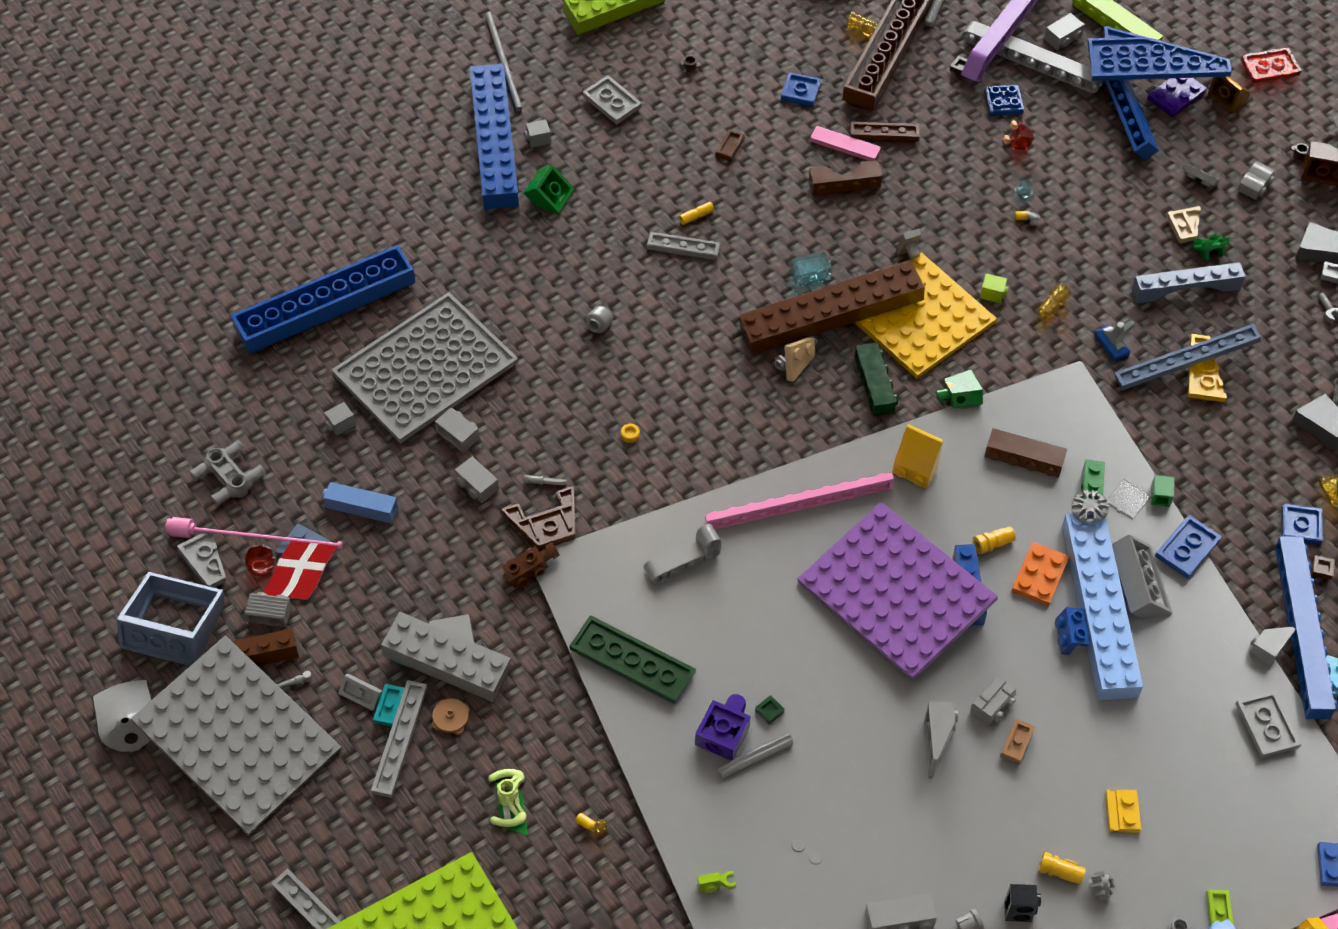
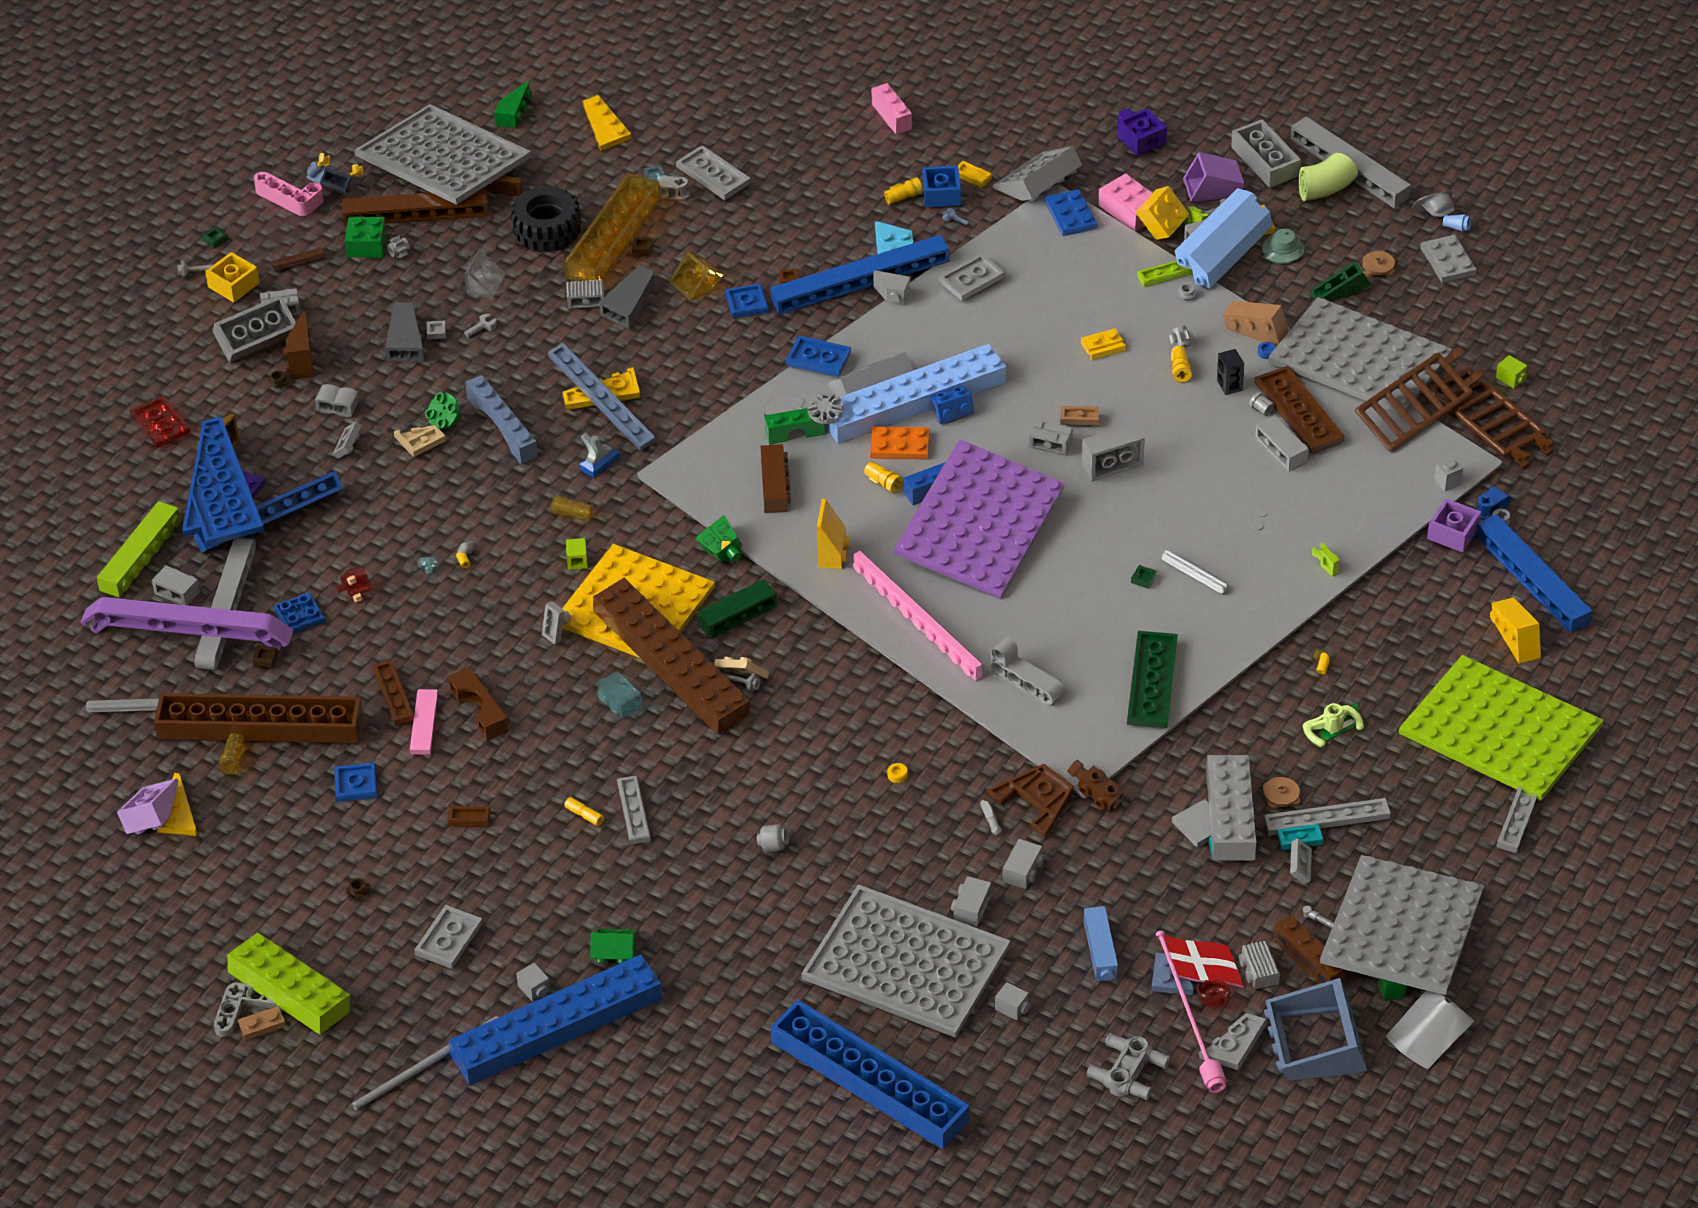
camera: 110 degrees left, 10 degrees down
(726, 727) = (1185, 592): dark purple brick -> none
(1162, 490) = (767, 382): brick -> none

